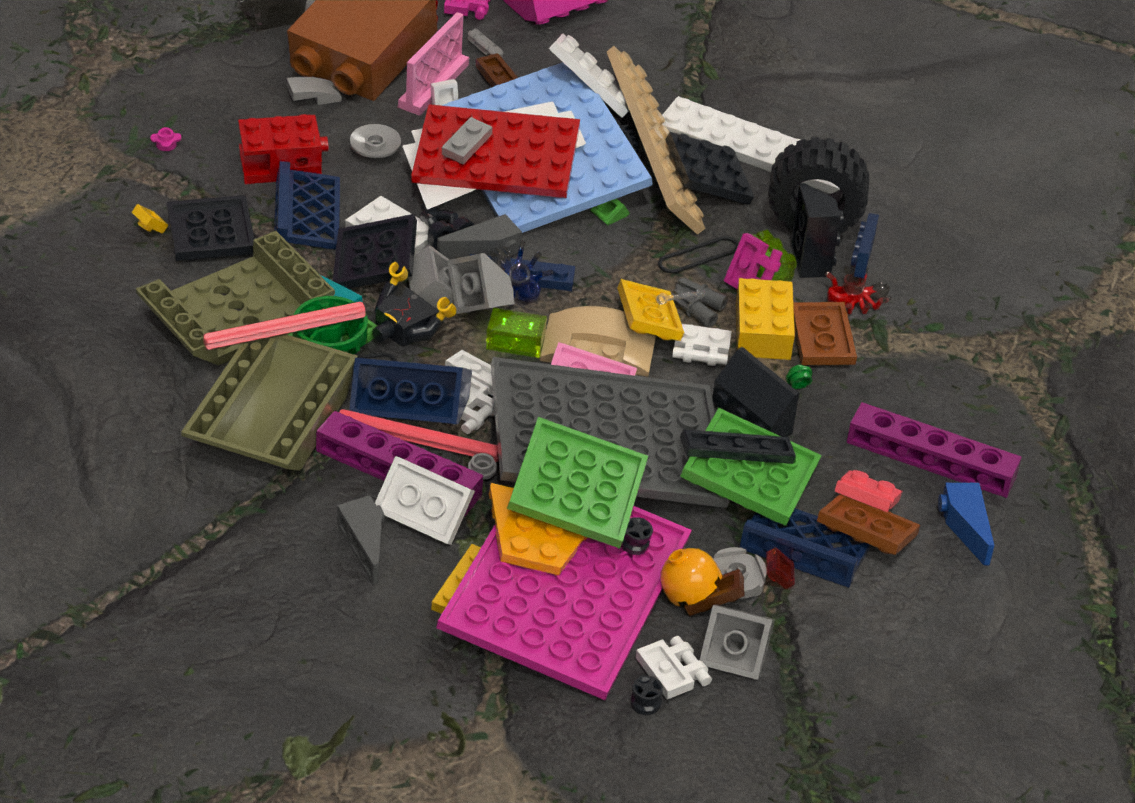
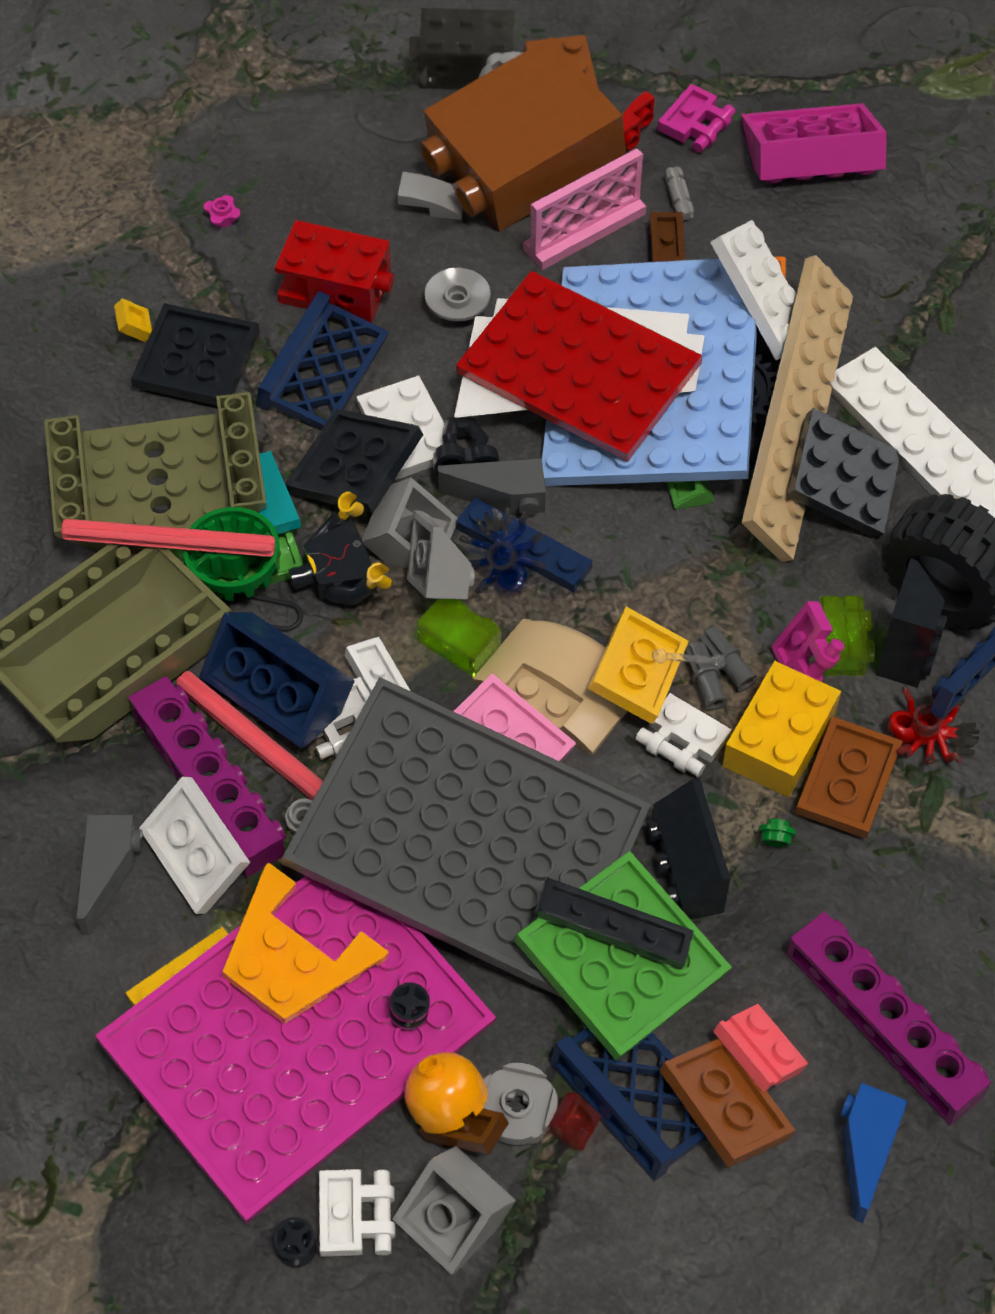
camera: 30 degrees right, 15 degrees up
(444, 92) = (581, 250): white plate -> none
(467, 140) = (541, 341): light grey plate -> none
(578, 482) = (365, 909): bright green plate -> none
(696, 247) = (755, 582): black piece -> none

